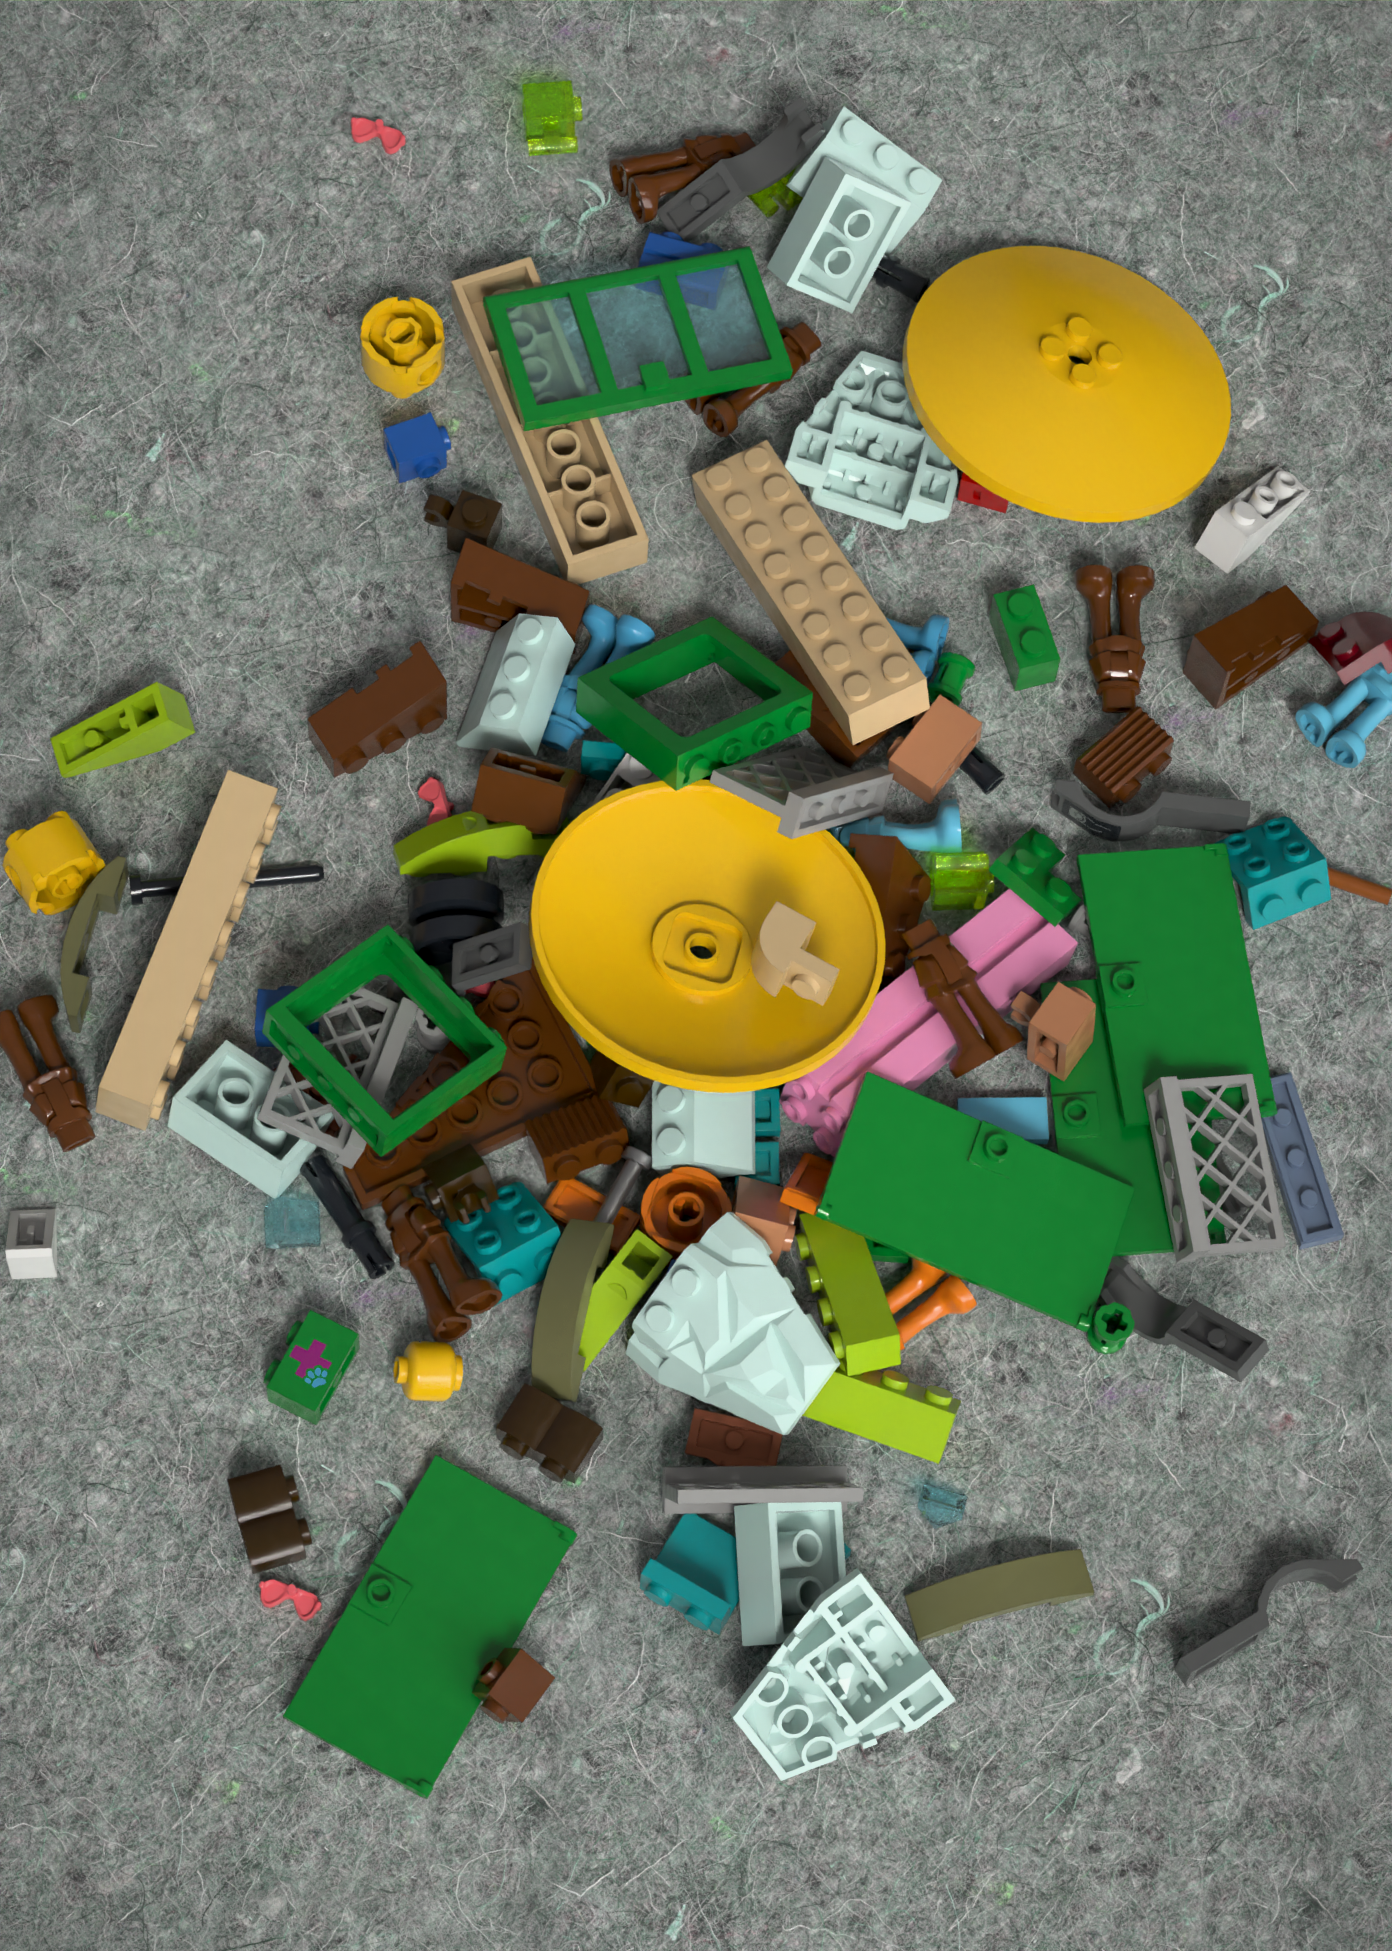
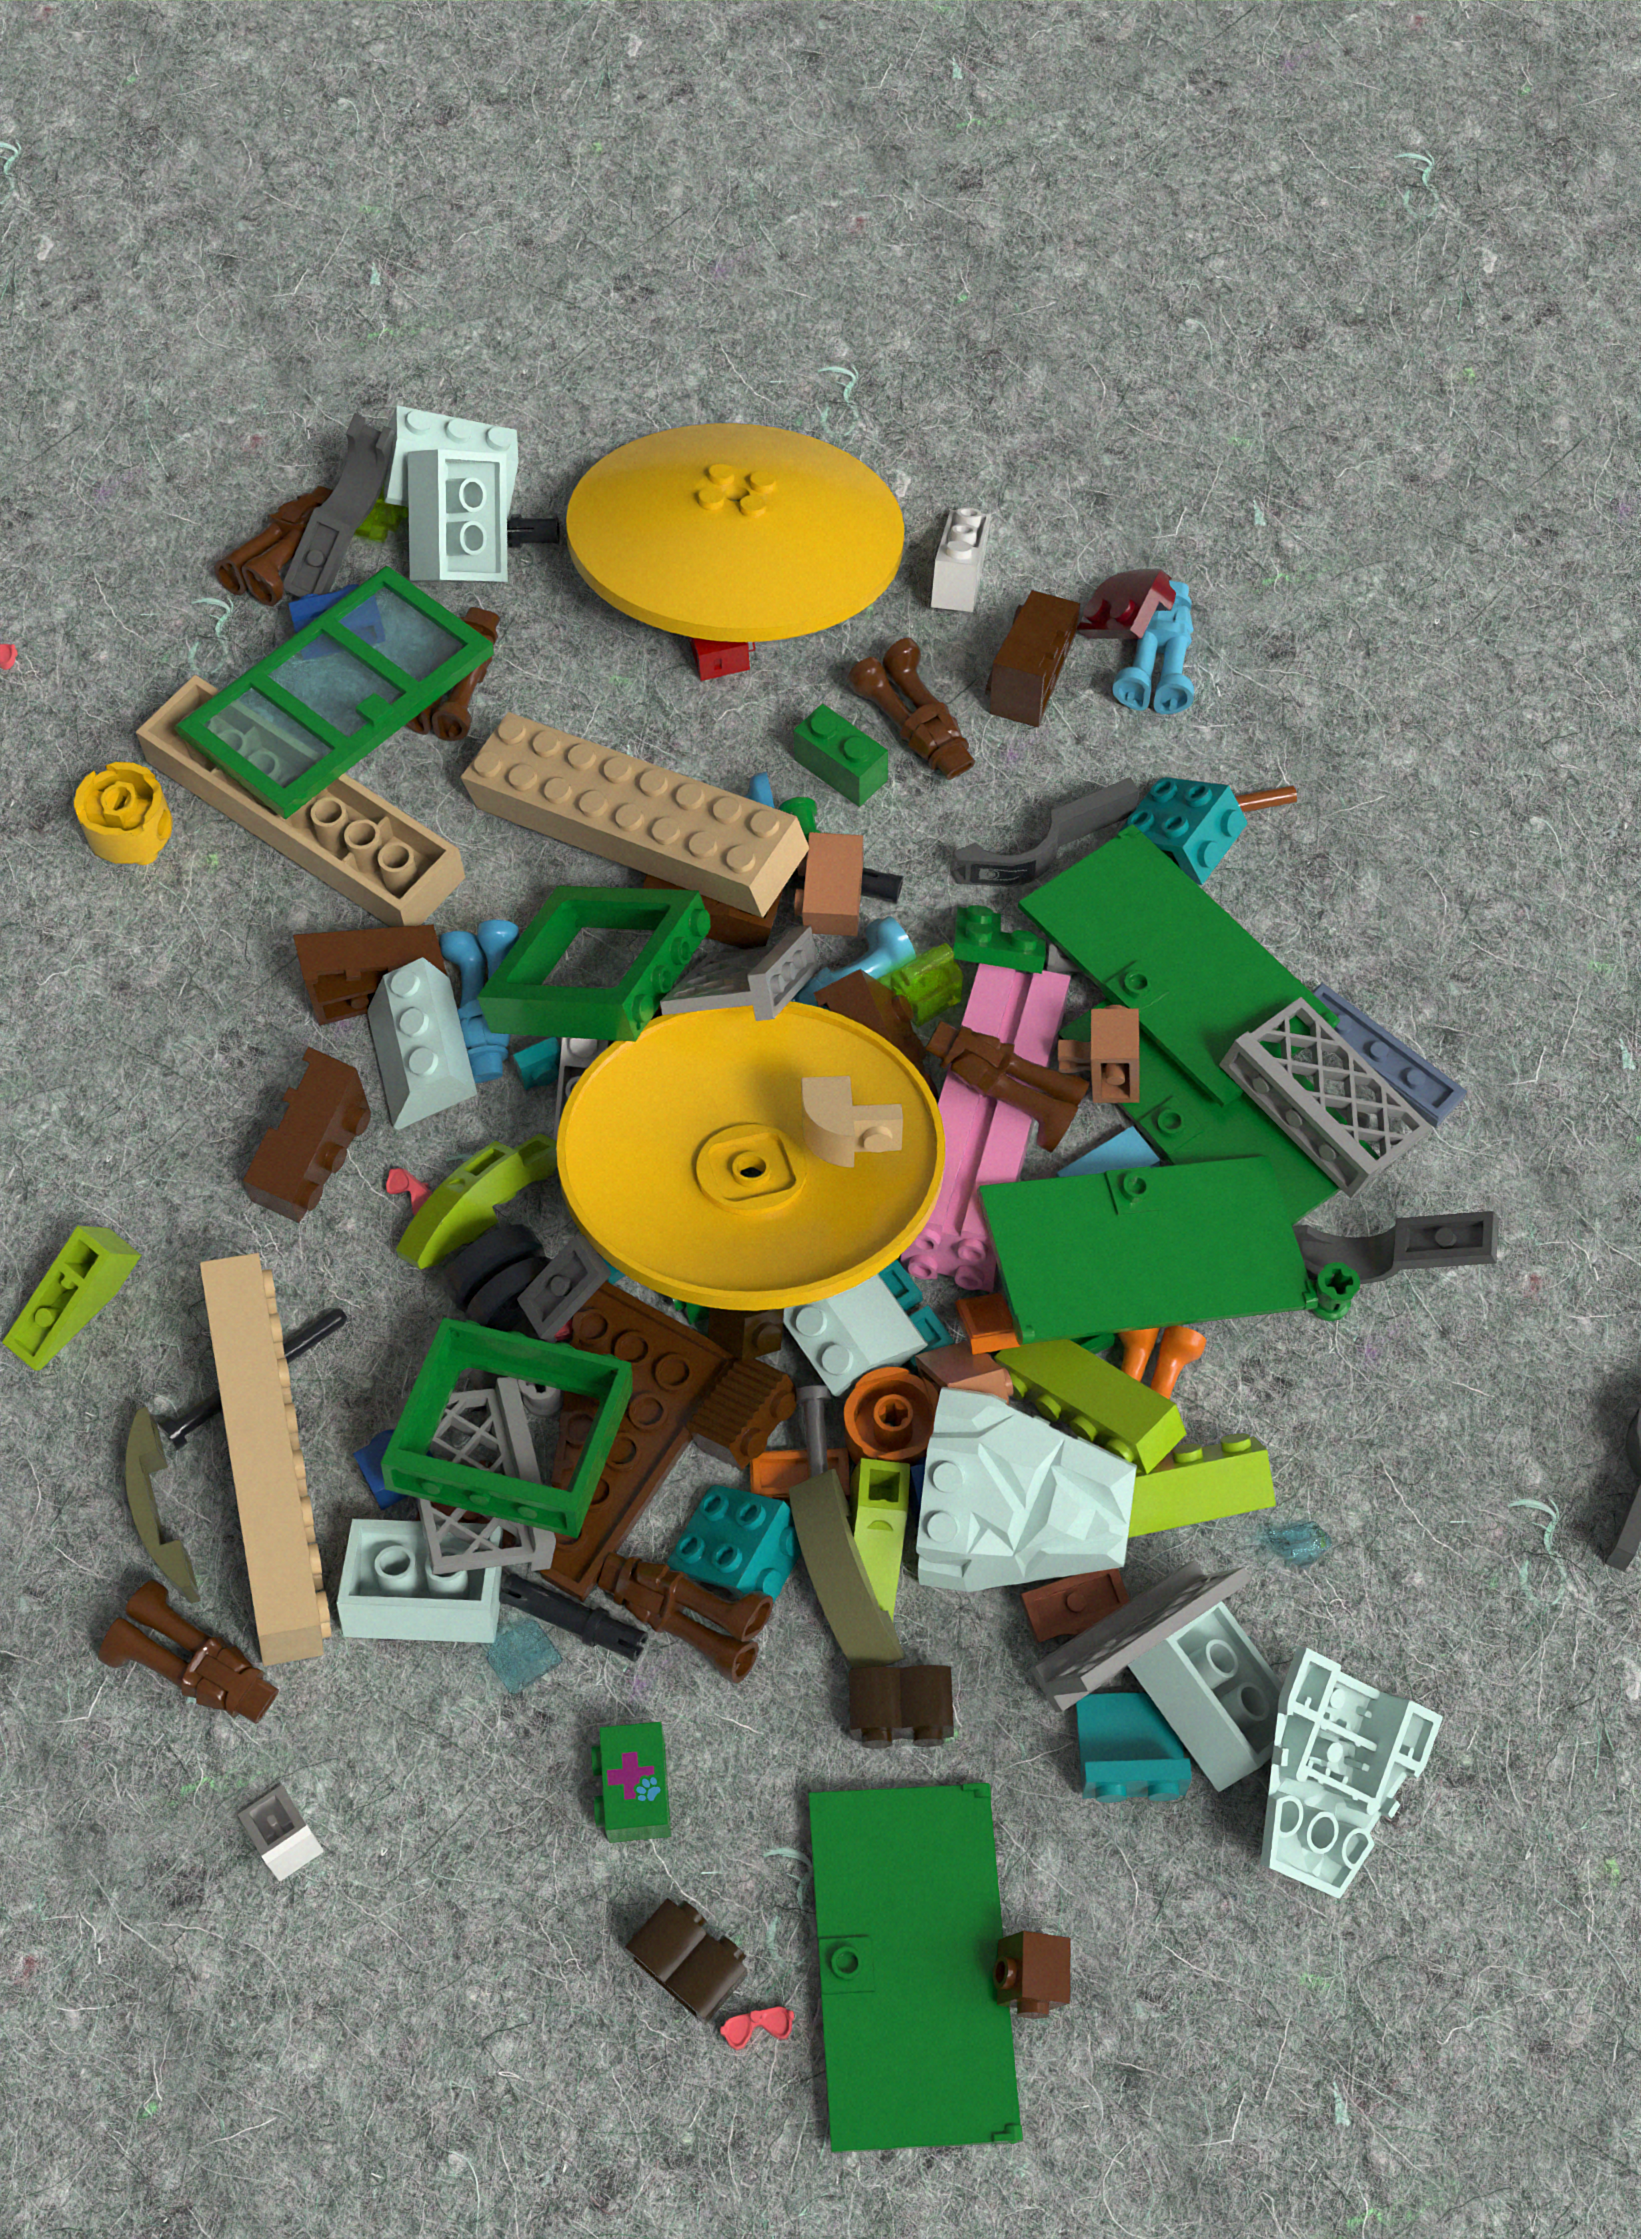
camera: 25 degrees left, 5 degrees down
(52, 863) = (76, 1454): yellow brick -> none
(416, 448) = (192, 893): blue brick -> none
(428, 1371) = (748, 1716): yellow head -> none
(459, 1184) = (663, 1520): dark brown brick -> none
(471, 518) = (281, 920): dark brown brick -> none
(525, 791) = (492, 1124): reddish brown slope -> none
(550, 117) = (136, 561): clear neon green brick -> none
(870, 452) = (608, 672): light aqua wedge -> none
(998, 1591) = (1405, 1594): olive slope -> none
(1124, 758) = (995, 804): reddish brown brick -> none

